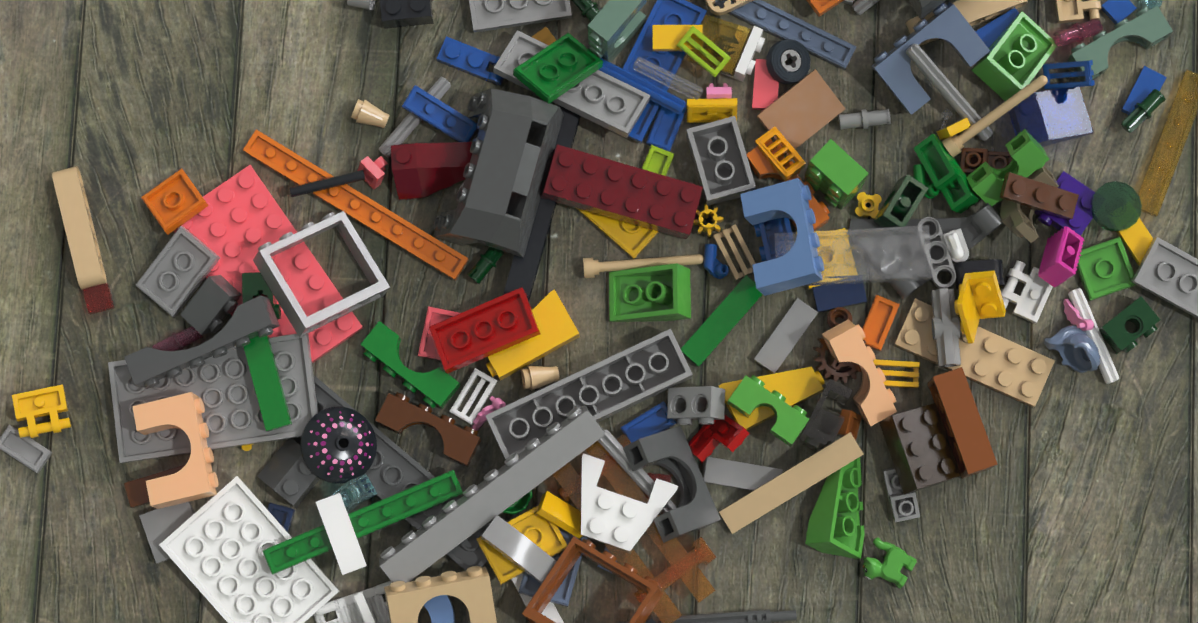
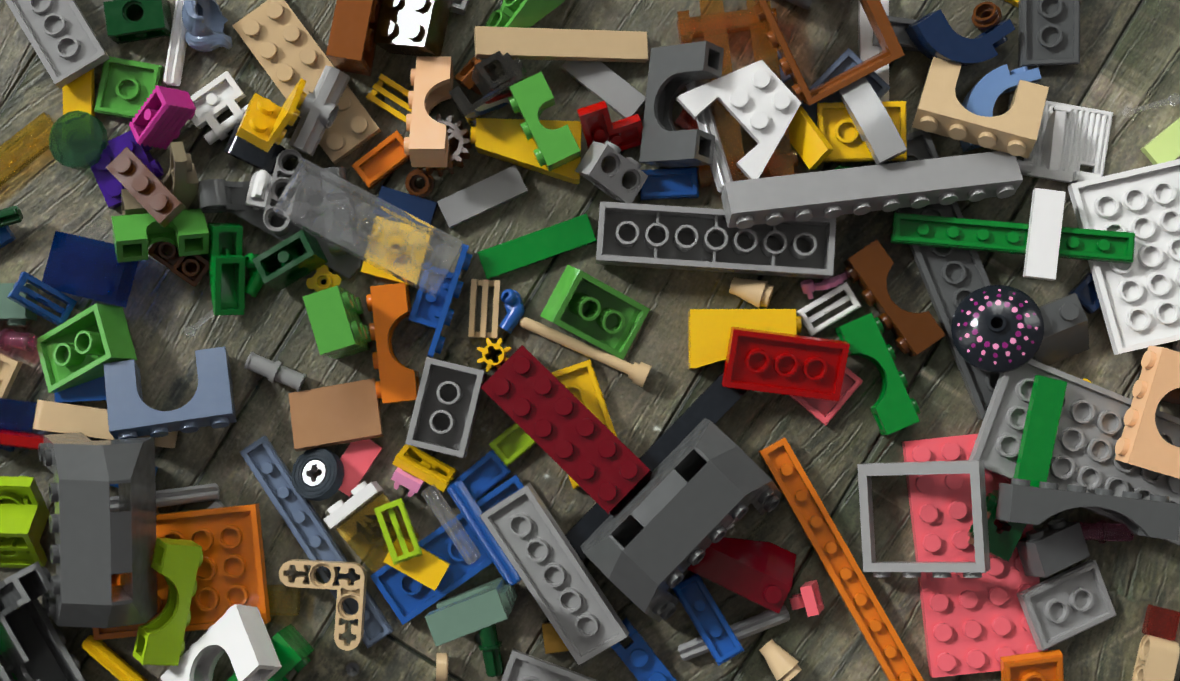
camera: 150 degrees left, 5 degrees up
(327, 183) = (865, 611): black bar -> none
(356, 491) = (1004, 271): clear light blue leg -> none
(485, 264) = (749, 434): dark green axle -> none
(558, 68) = (560, 597): green tile -> none
(793, 154) = (368, 368): light orange slope -> none
(801, 263) = (424, 242): medium blue arch -> none
(946, 88) = (172, 348): light grey axle -> none
(953, 129) = (191, 309): yellow tile -> none
(955, 143) = (199, 294): tan piece -> none
(1075, 318) = (187, 54): bright pink piece -> none

